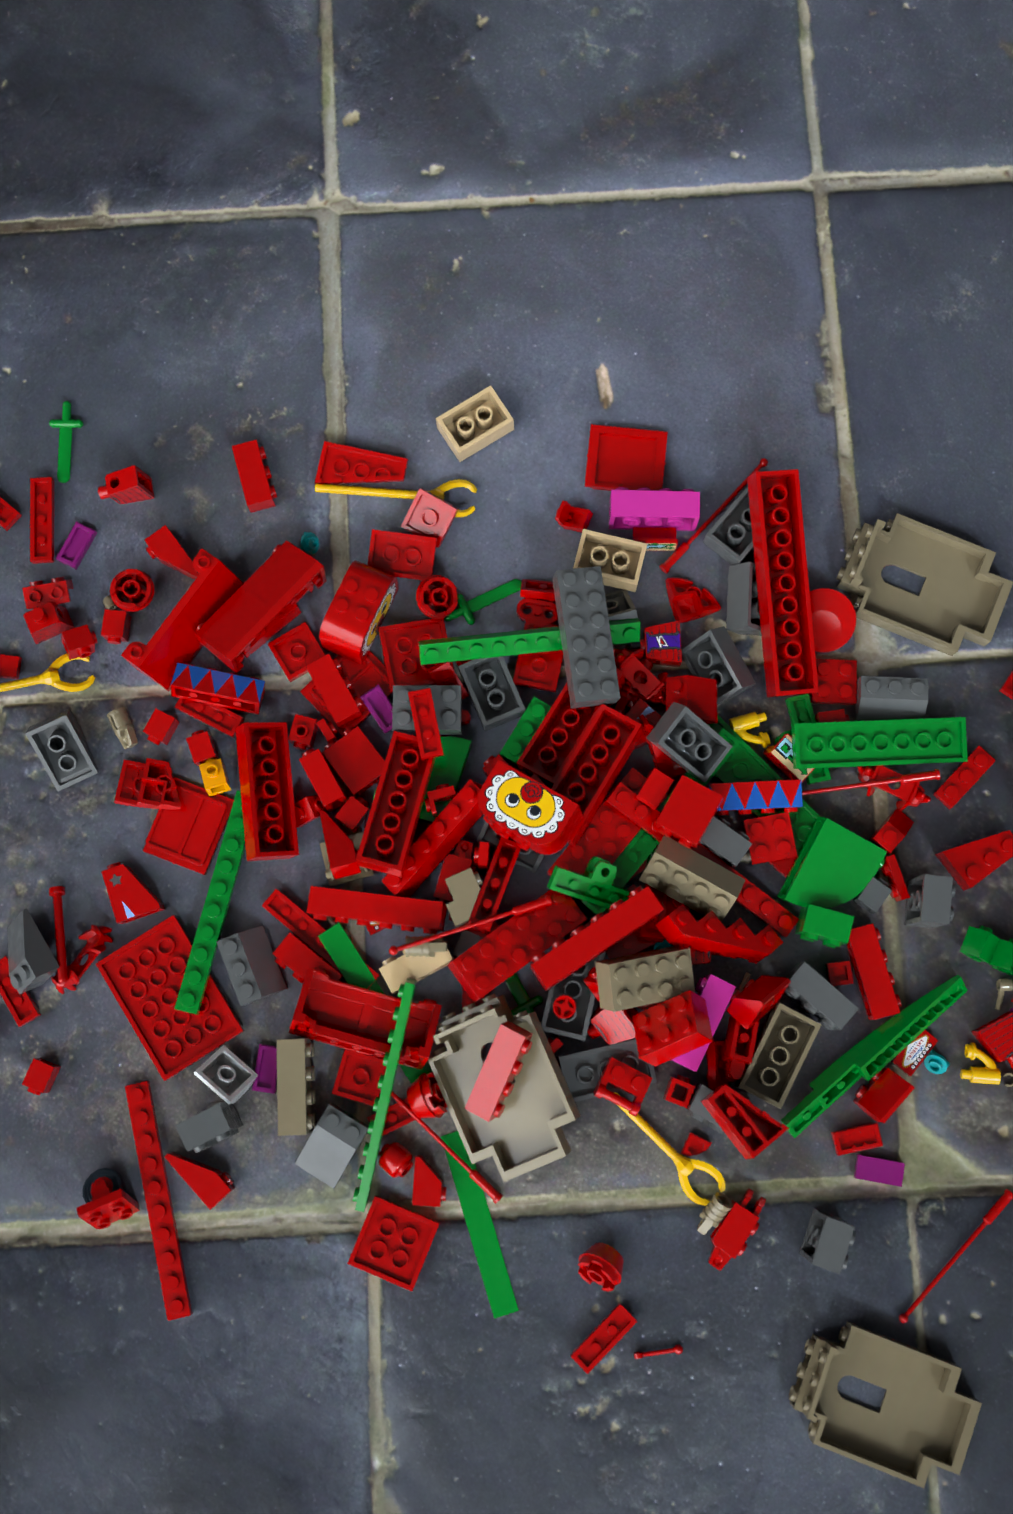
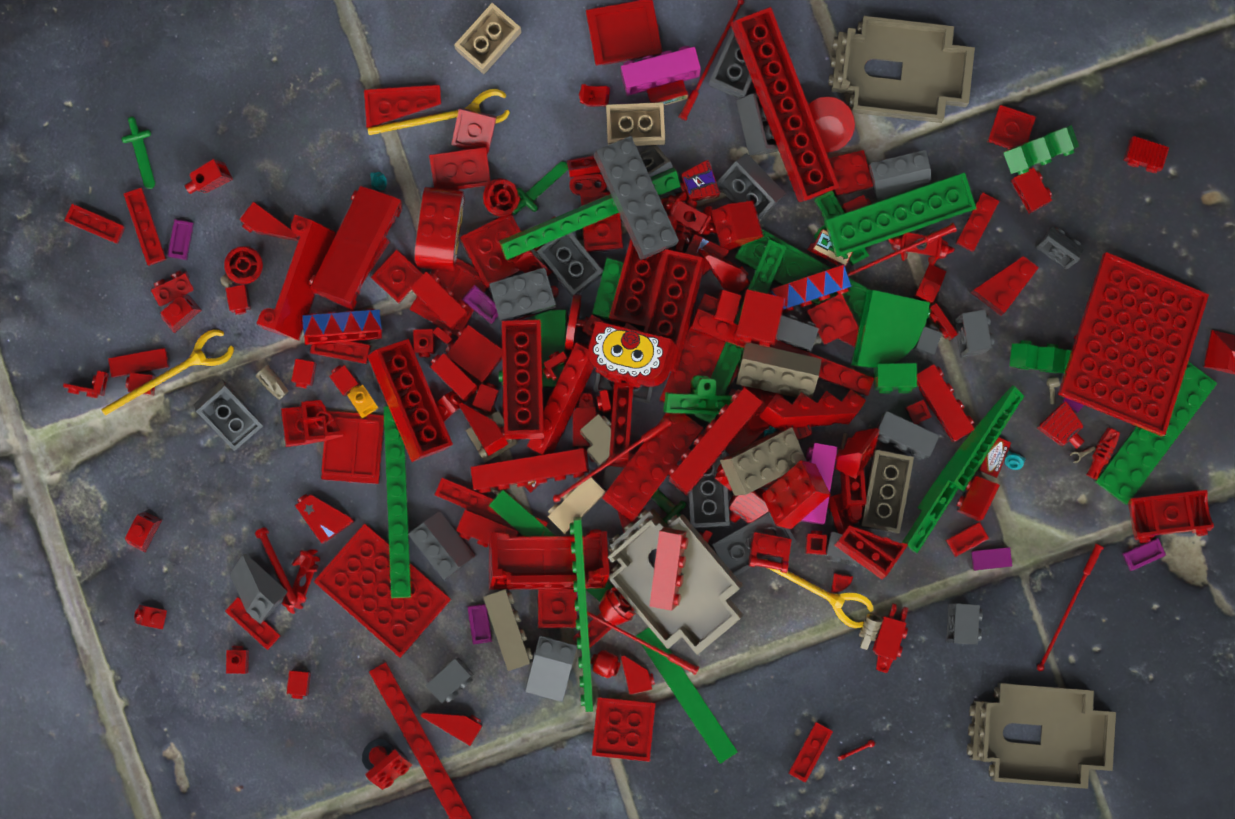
camera: 20 degrees left, 5 degrees up
(79, 642) = (212, 321): red brick -> none
(226, 1075) = (450, 636): white slope -> none
(254, 475) = (314, 136): red brick -> none
(425, 723) = (526, 308): red plate -> none
(426, 949) = (582, 489): dark tan hinge -> none
(475, 756) = (574, 322): none -> red piece
(564, 1007) = (705, 500): red wheel -> none
(602, 1265) = (793, 697): red cone -> none
(689, 601) = (711, 139): red brick -> none
(689, 741) = (745, 260): dark grey brick -> none
(748, 721) = (783, 230): yellow plant -> none
(984, 1075) = (1050, 460): yellow plant -> none

